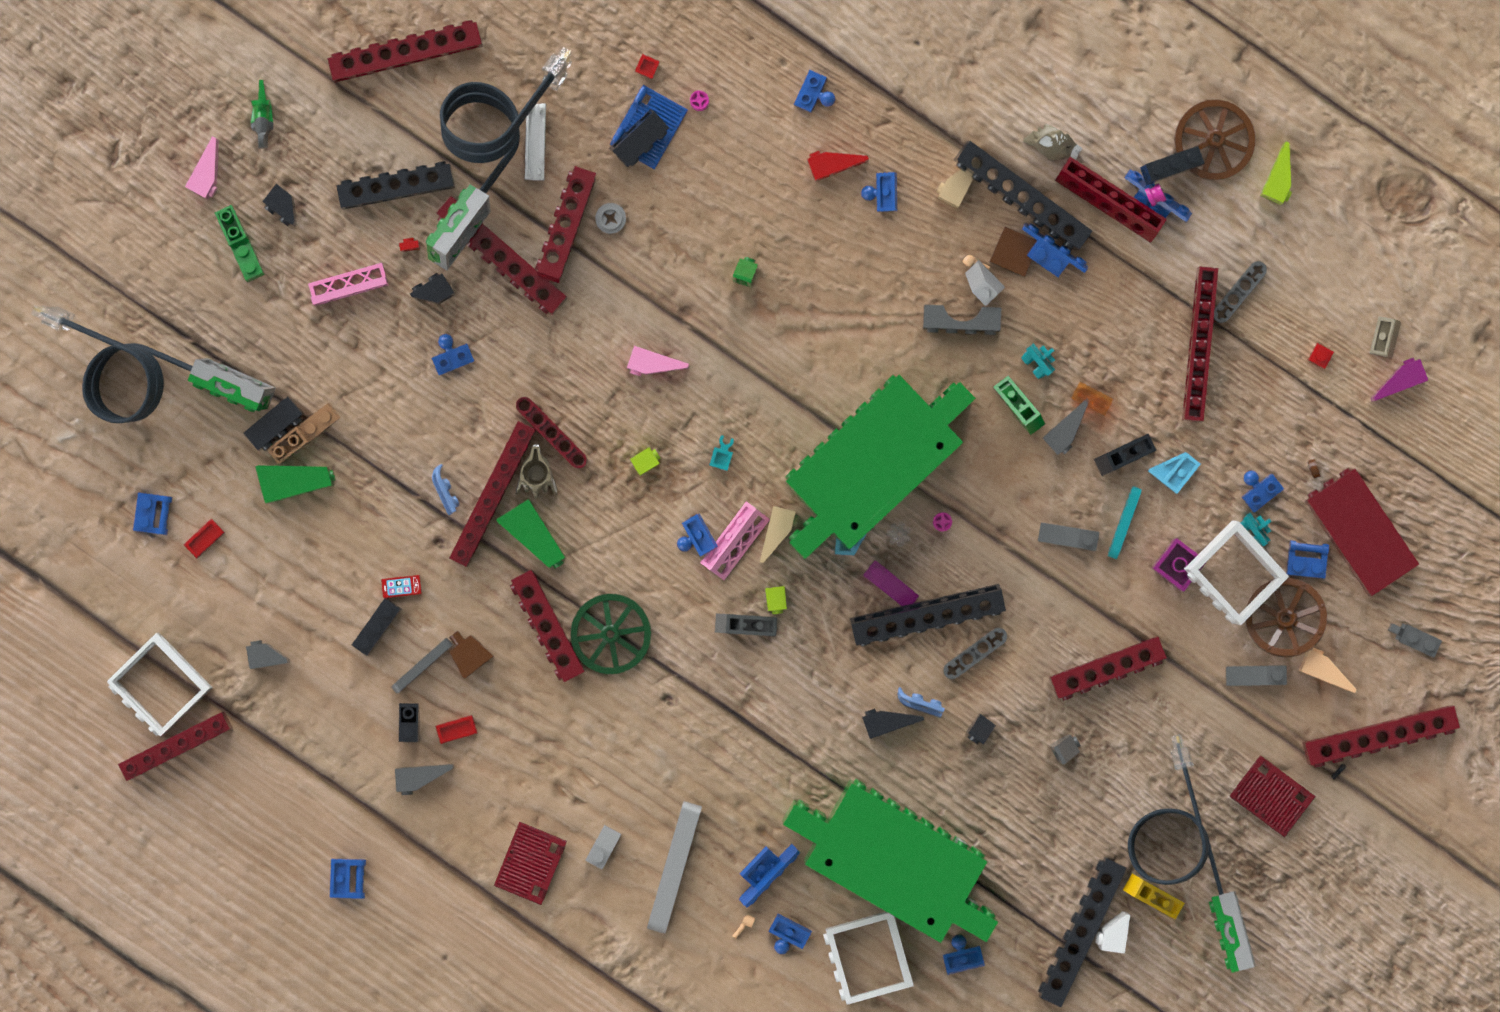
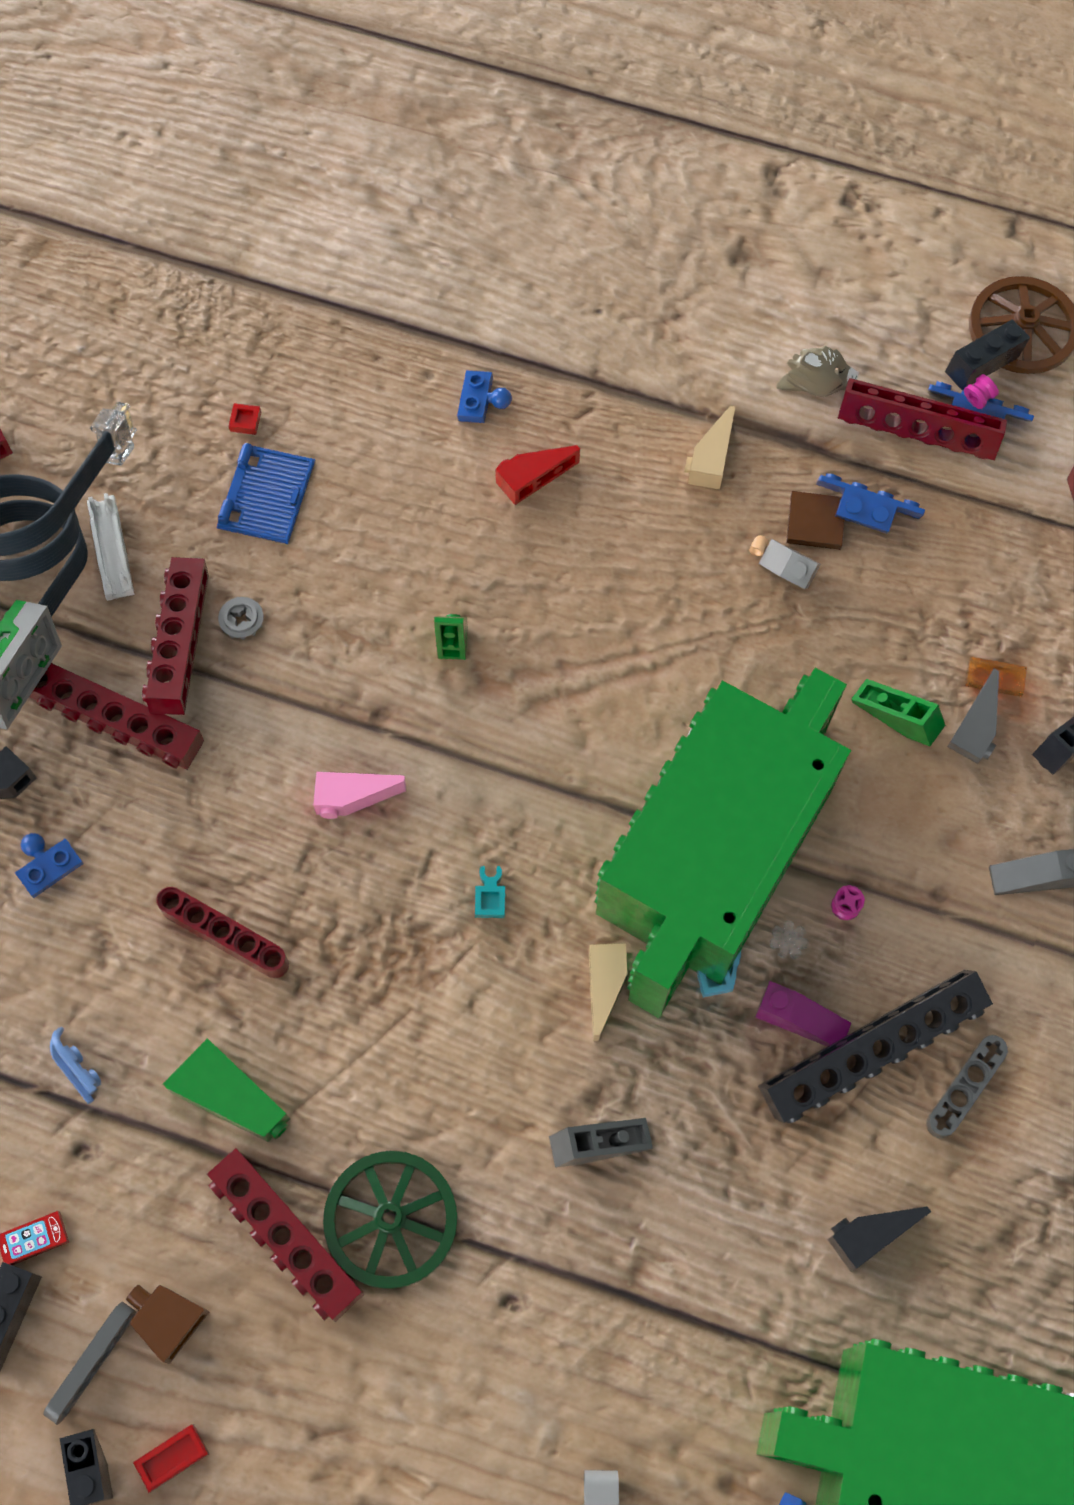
camera: 20 degrees left, 20 degrees down
(492, 494) = (149, 1051): dark red brick -> none
(536, 474) = (211, 998): dark tan piece -> none
(639, 138) = (255, 502): black brick -> none
(645, 461) = (376, 935): lime brick -> none
(698, 536) = (488, 1025): blue plate -> none
(699, 97) = (331, 436): dark pink wheel -> none
(732, 538) = (541, 1013): bright pink fence -> none
(776, 599) = (636, 1088): lime brick -> none
(885, 192) = (615, 489): blue plate -> none
(916, 701) = (905, 1186): medium blue piece -> none
(937, 318) = (743, 627): dark grey arch -> none
(980, 729) = (1023, 1203): black slope -> none
(1045, 367) = (914, 651): teal hips -> none
(1079, 230) = (817, 436): black brick -> none

